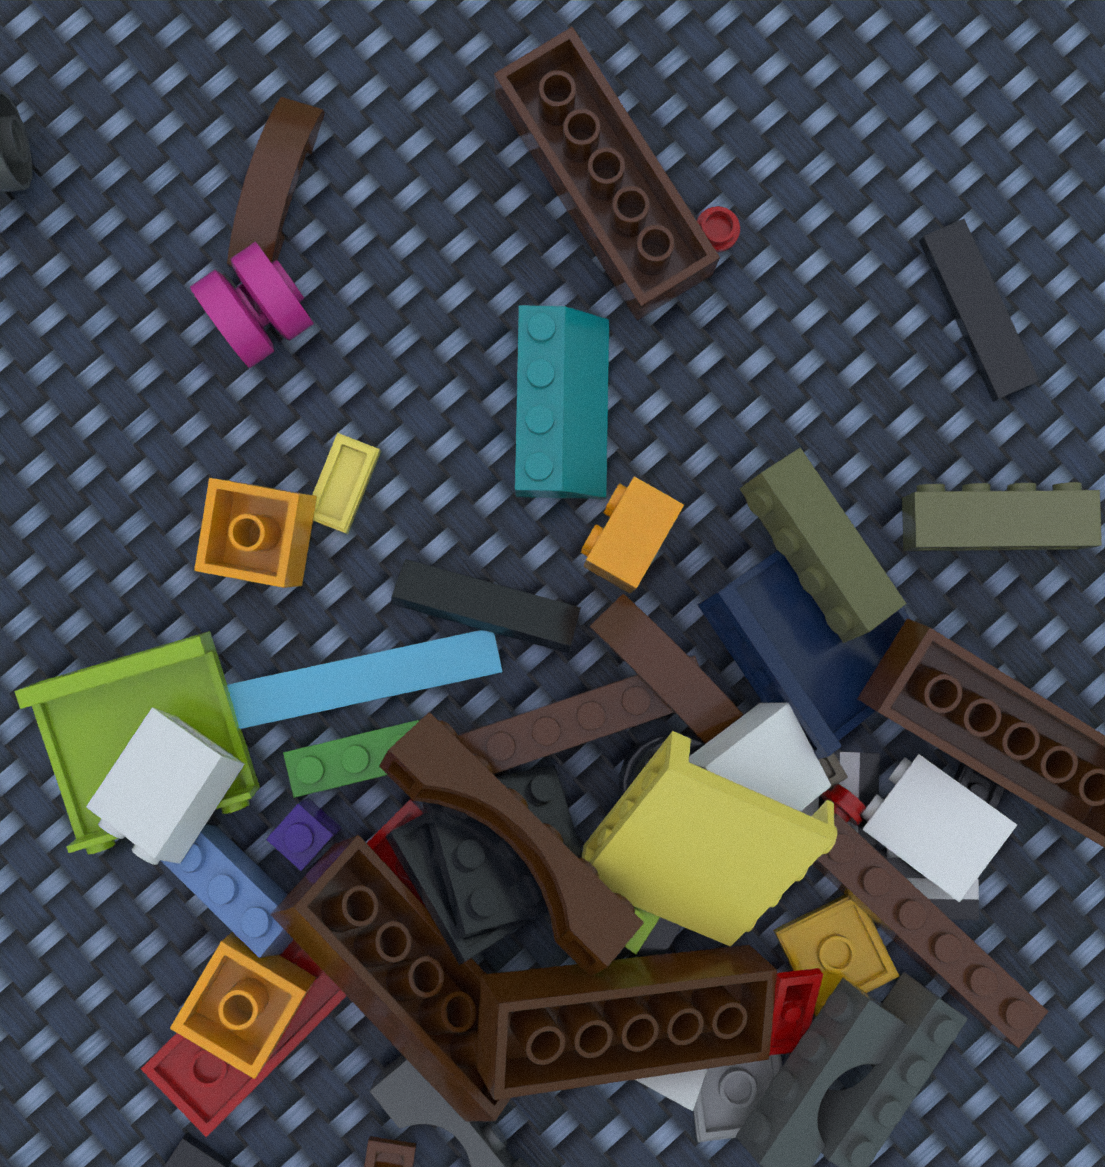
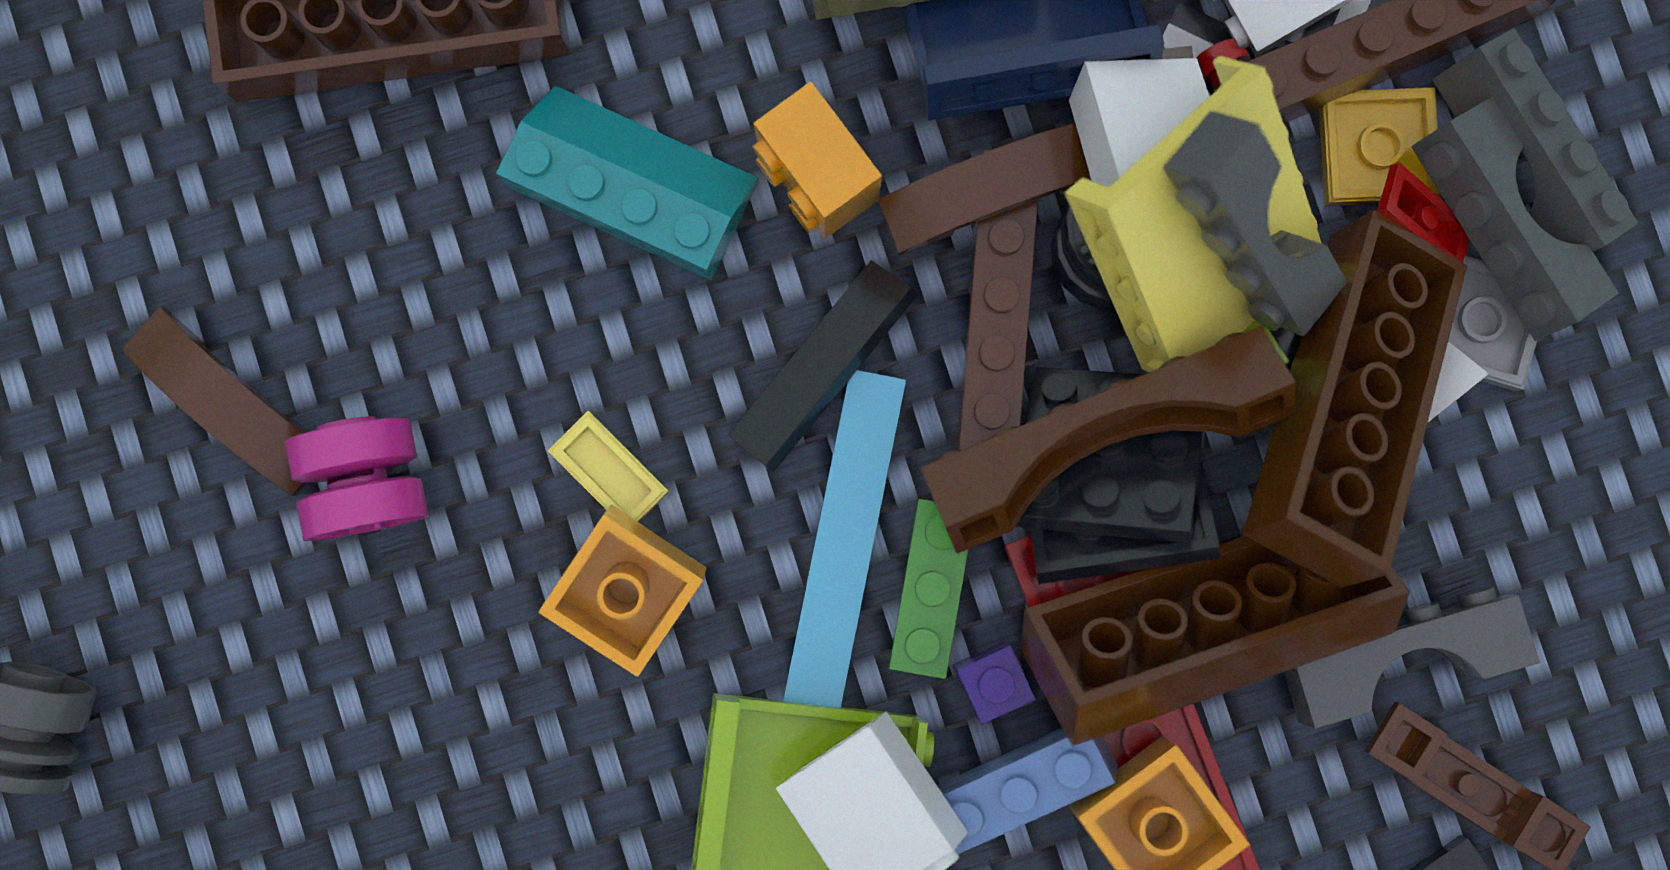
camera: 60 degrees left, 0 degrees up
(731, 851) = (1227, 184): none -> dark grey arch

